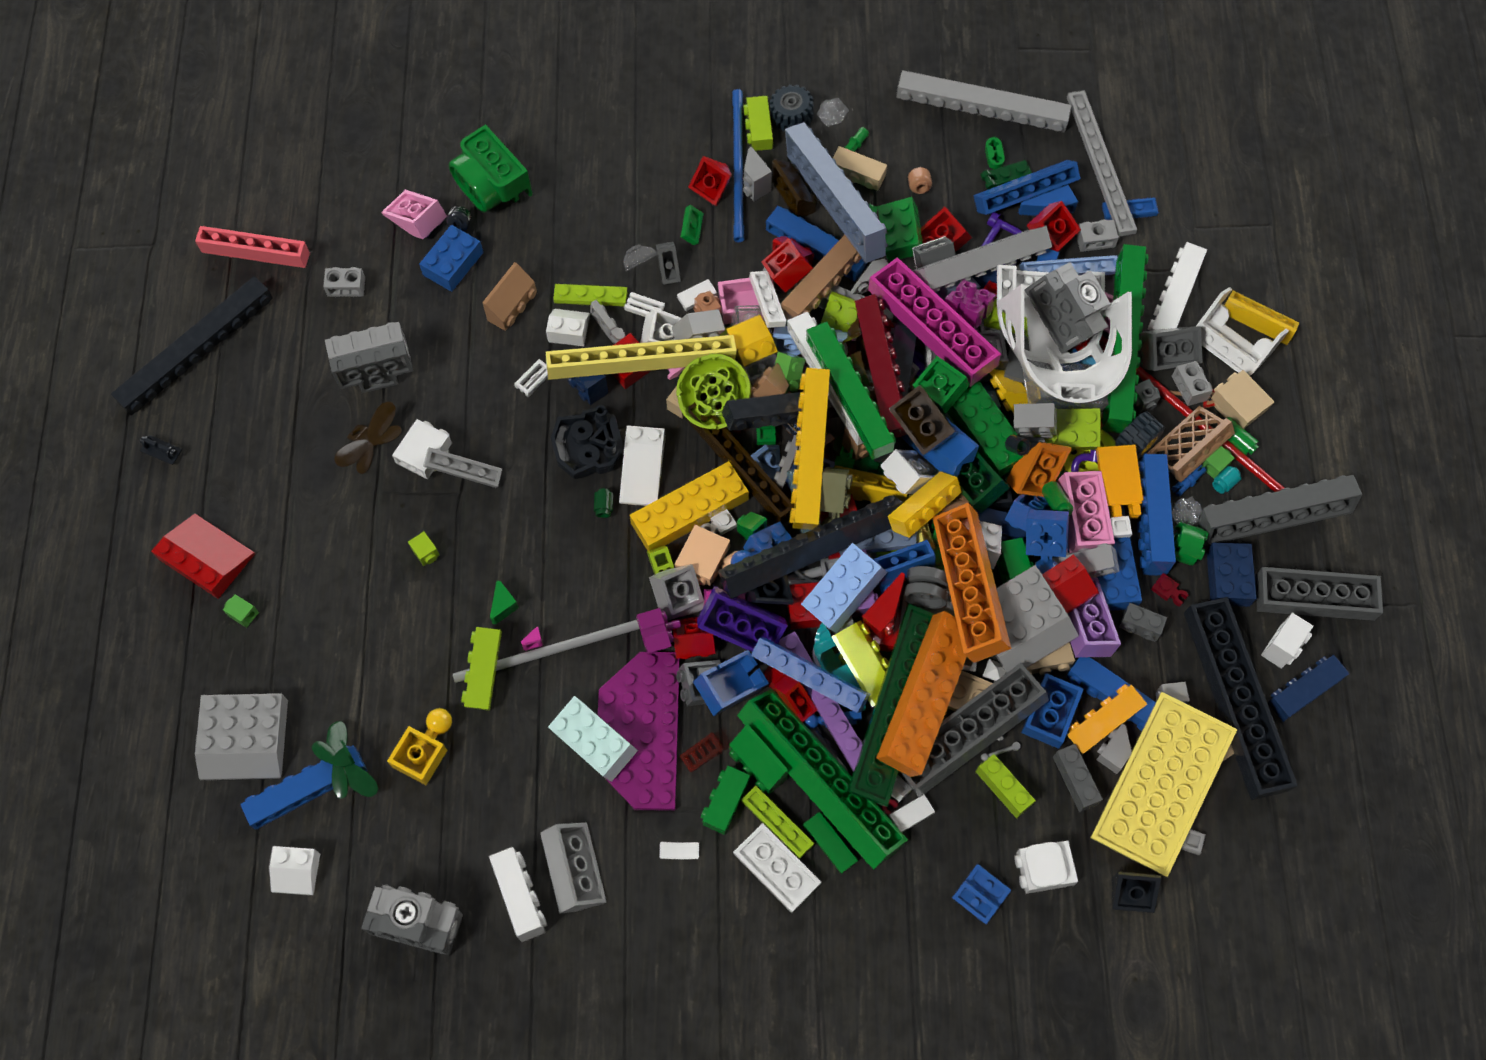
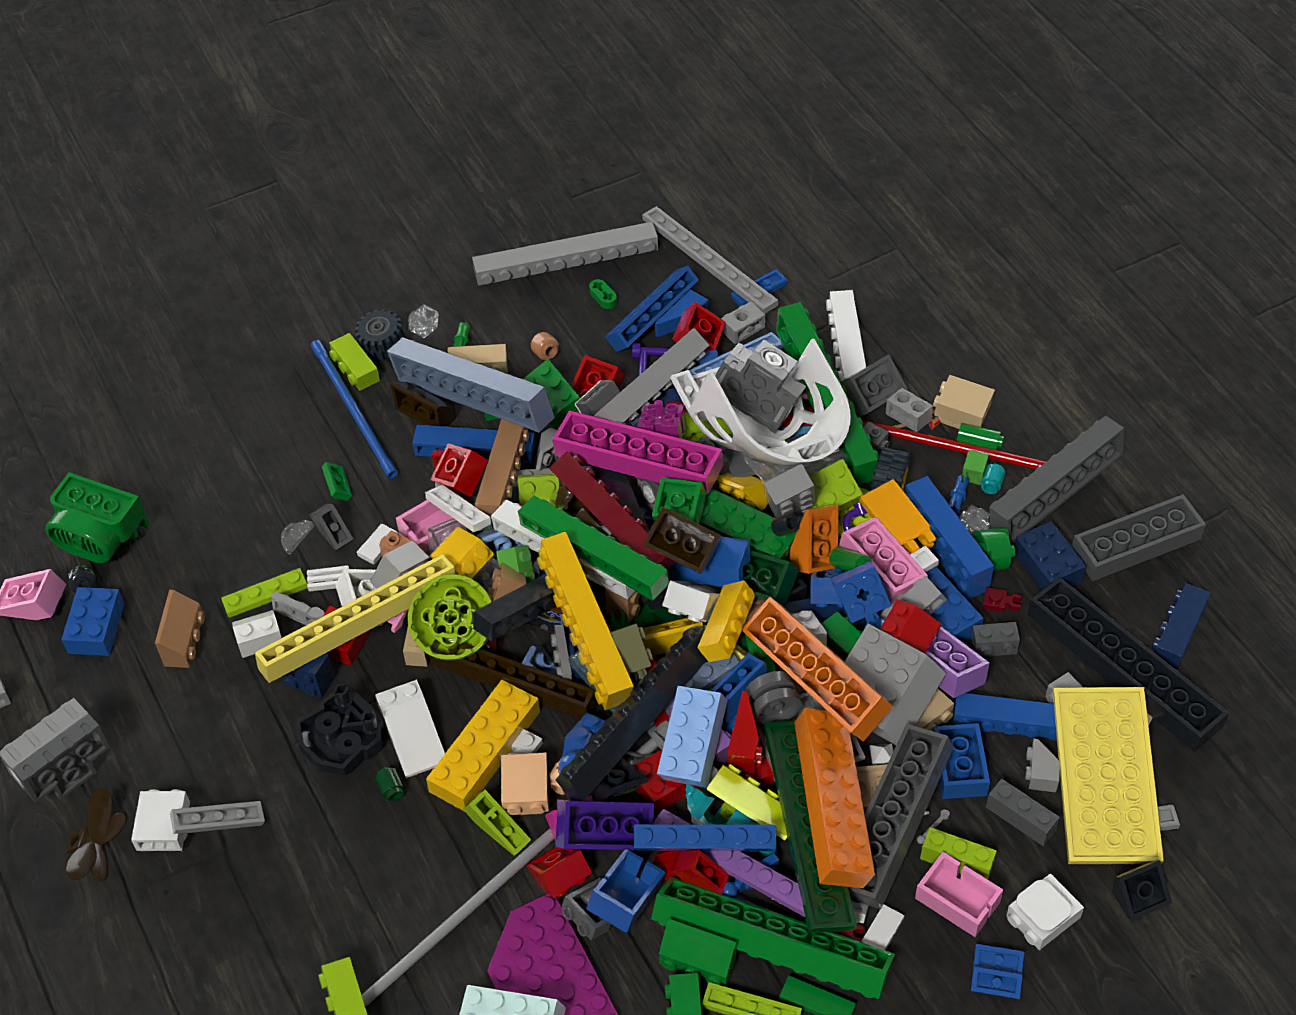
camera: 25 degrees left, 15 degrees down
(424, 549) = (215, 922): lime brick -> none
(502, 604) = (335, 933): green slope -> none
(532, 640) = (388, 956): dark pink slope -> none
(535, 381) = (253, 701): white tile -> none
(656, 630) = (516, 879): magenta brick -> none
(676, 589) = (516, 828): light grey slope -> none
(698, 746) = (647, 964): clear red slope -> none
(710, 179) = (333, 432): red slope -> none
(750, 524) = (557, 729): green slope -> none
(756, 176) = (380, 407): light grey slope -> none
(766, 435) = (523, 640): green plate -> none
(986, 824) = (963, 900): none -> bright pink piece
(1005, 174) = (623, 307): dark green plate -> none
(1107, 718) = (1017, 739): light orange brick -> none
(1200, 449) = (954, 460): medium nougat fence -> none
(1228, 344) = (924, 364): white windscreen -> none
(1260, 317) = (935, 329): yellow slope -> none
(1287, 641) = (1137, 590): white brick -> none

